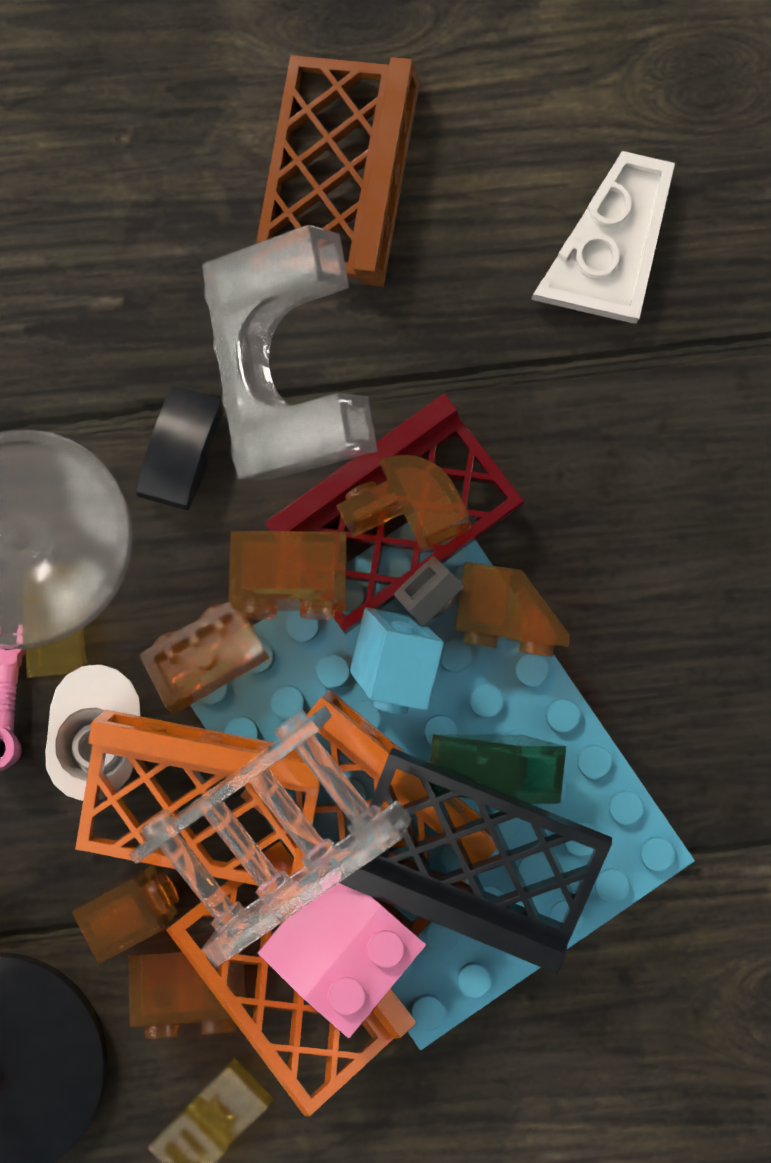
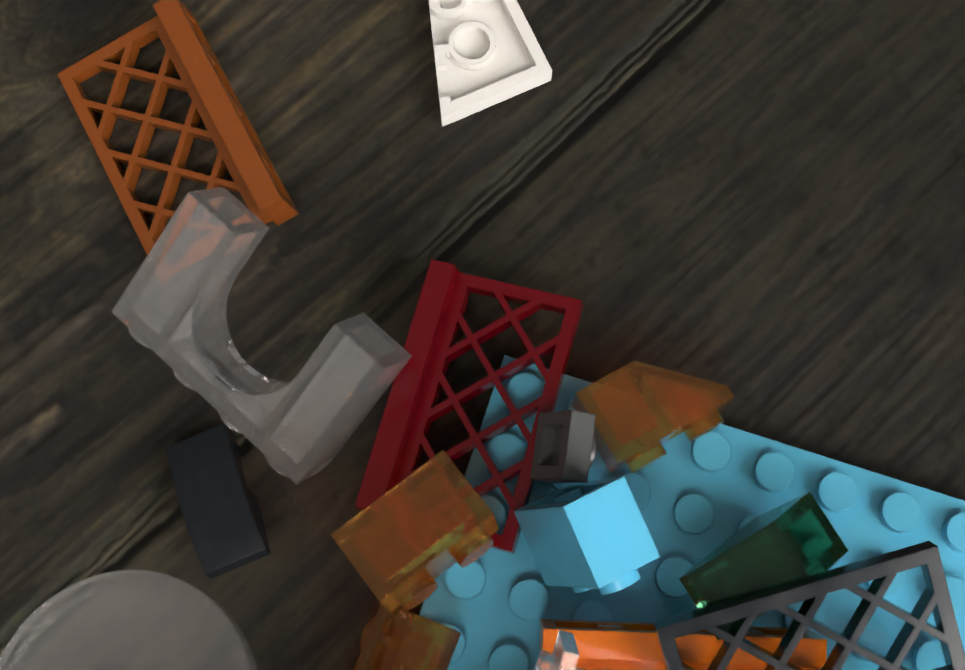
camera: 40 degrees left, 10 degrees down
(412, 489) = (477, 364): clear orange brick -> none

